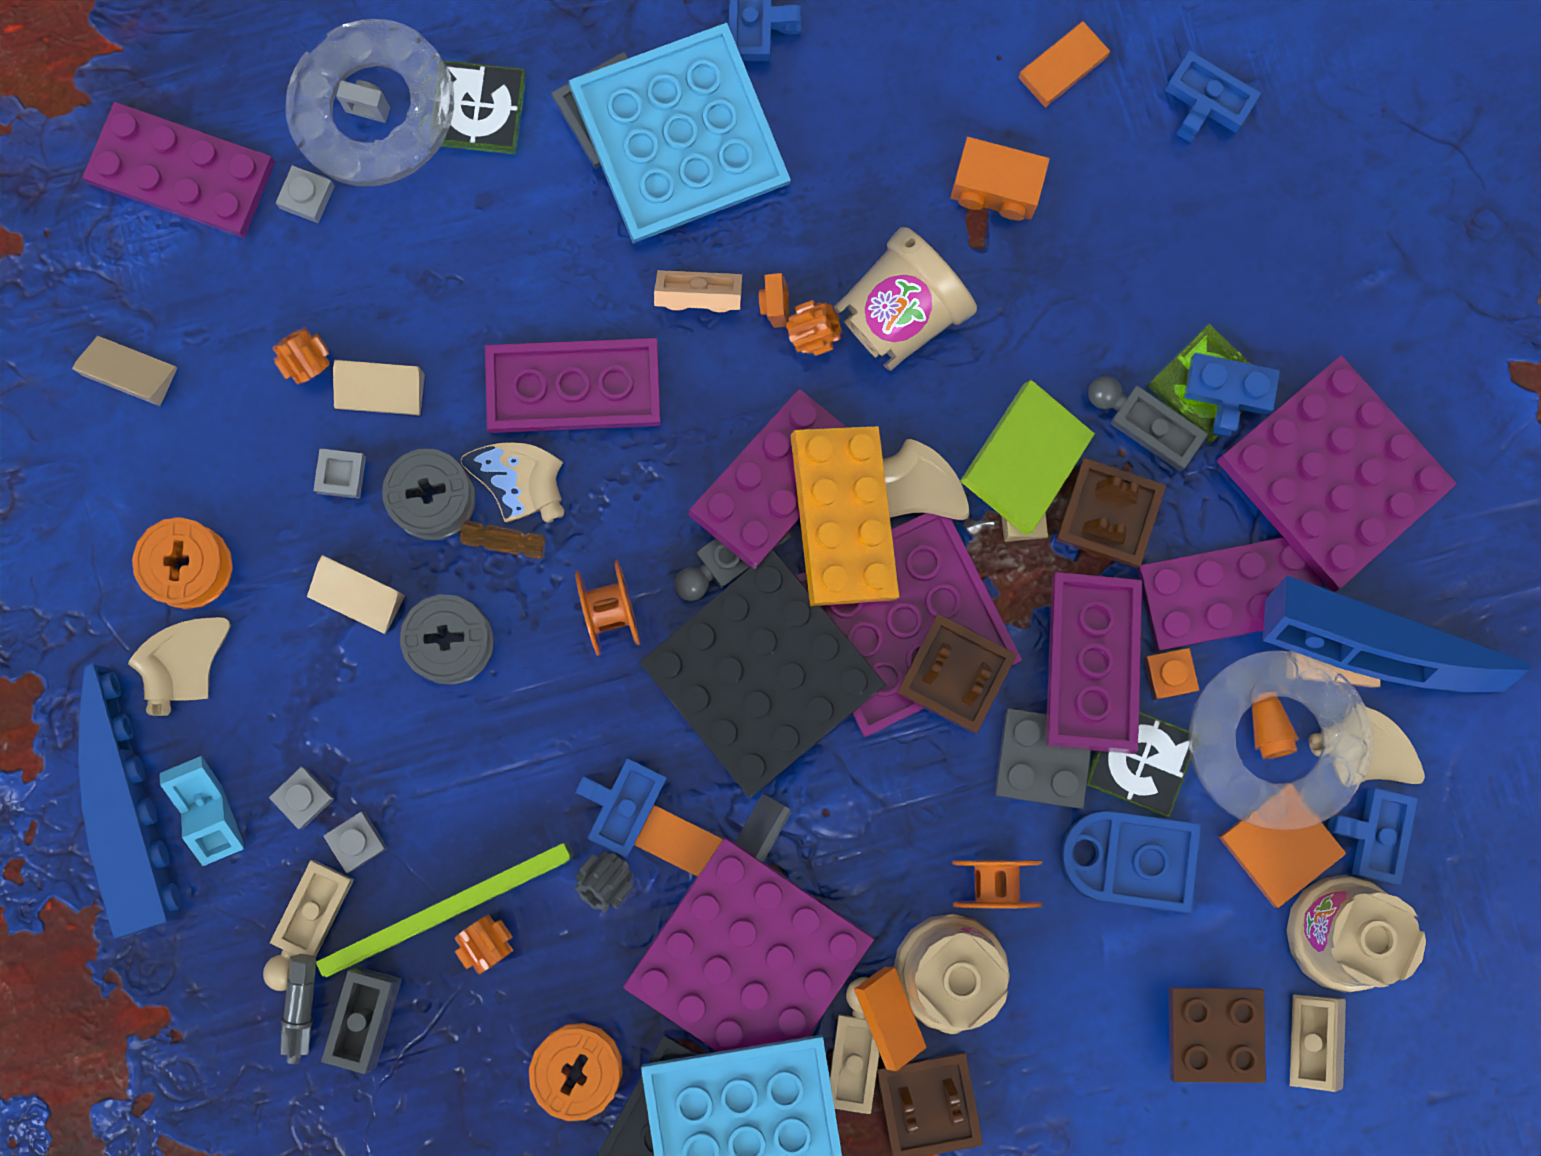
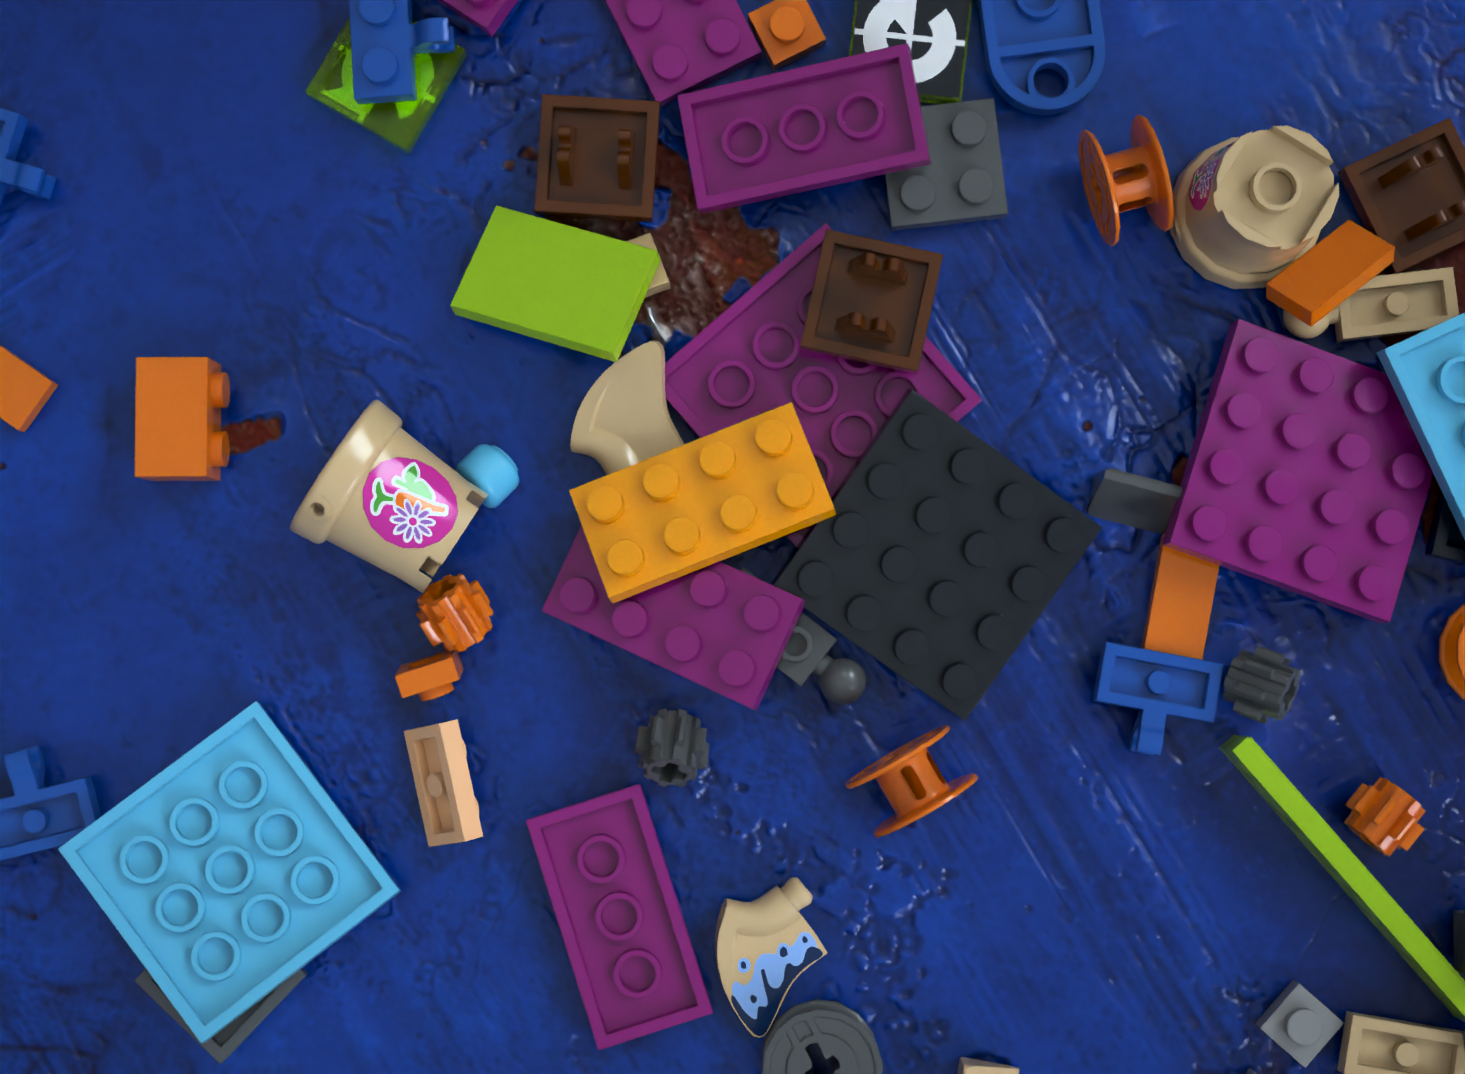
camera: 100 degrees left, 5 degrees up
(434, 661) = (1041, 989): dark grey piece -> none
(503, 539) = (852, 948): clear orange axle -> none
(678, 451) = (672, 747): none -> dark grey gear
(905, 380) = (490, 471): none -> medium azure piece
(1148, 421) = (461, 139): dark grey plate -> none

